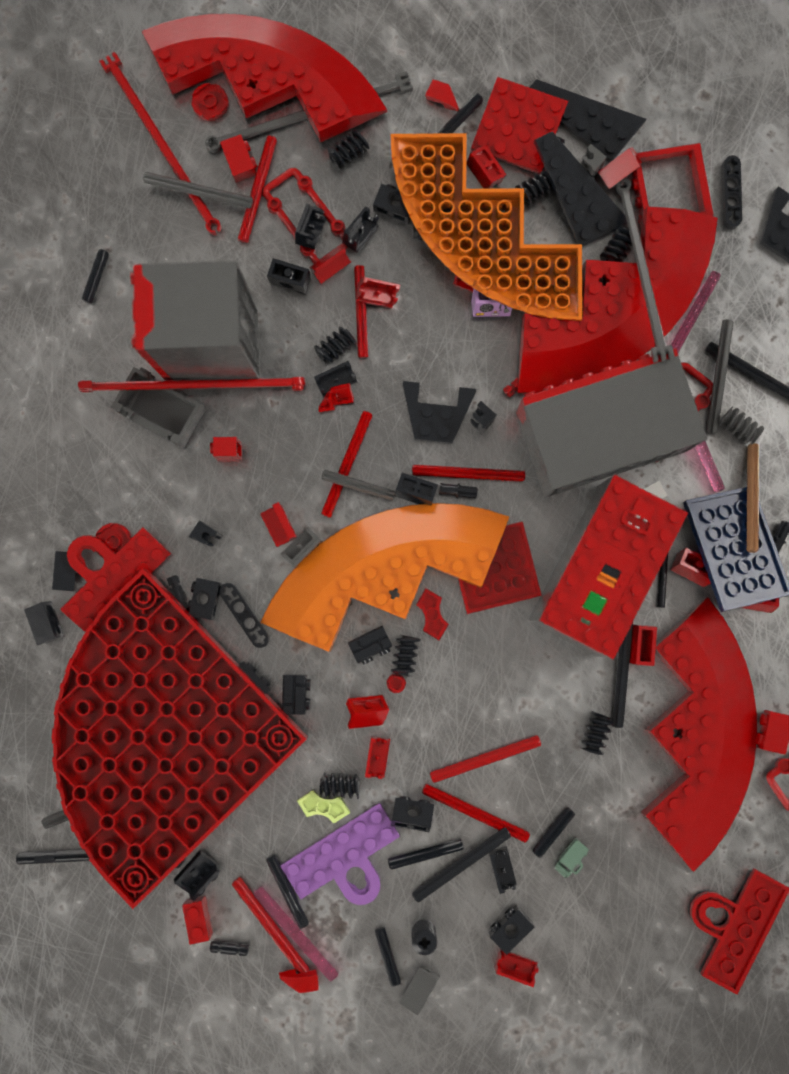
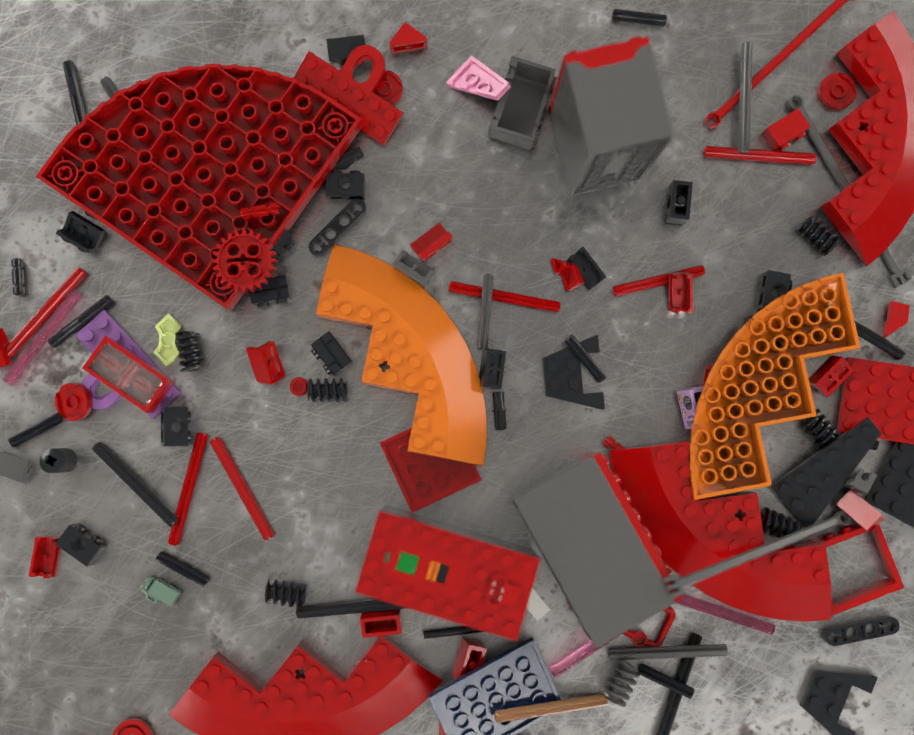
camera: 70 degrees right, 0 degrees up
(44, 622) = (294, 39): black hinge -> none
(68, 508) = (407, 39): none -> red slope
(126, 445) = (478, 80): none -> bright pink wing
(197, 920) = (38, 241): red brick -> none
(202, 533) = (409, 171): black hinge -> none
(215, 687) = (260, 210): none -> red axle
(226, 449) = (494, 176): red piece -> none
(281, 715) = (244, 278): none -> red gear
(296, 383) = (574, 230): red hinge -> none
(306, 186) = (773, 201): red bar -> none
(309, 227) = (732, 213): black hinge -> none
(330, 264) = (699, 241): red panel -> none
(334, 345) = (619, 261): black piece -> none
(352, 850) = (128, 375): none -> clear brick
(360, 230) = (739, 263): black hinge -> none
(367, 912) = (73, 401): none -> red tile
(377, 757) = (224, 382): red hinge -> none
(423, 397) = (585, 358): none -> black axle
(425, 854) = (139, 447): black axle -> none
(430, 605) = (381, 405): red tile -> none
(471, 473) = (519, 417): red axle -> none
(483, 416) = (576, 422): black hinge -> none
(502, 869) = (137, 525): black hinge -> none
(747, 383) = (666, 681): none -> black axle

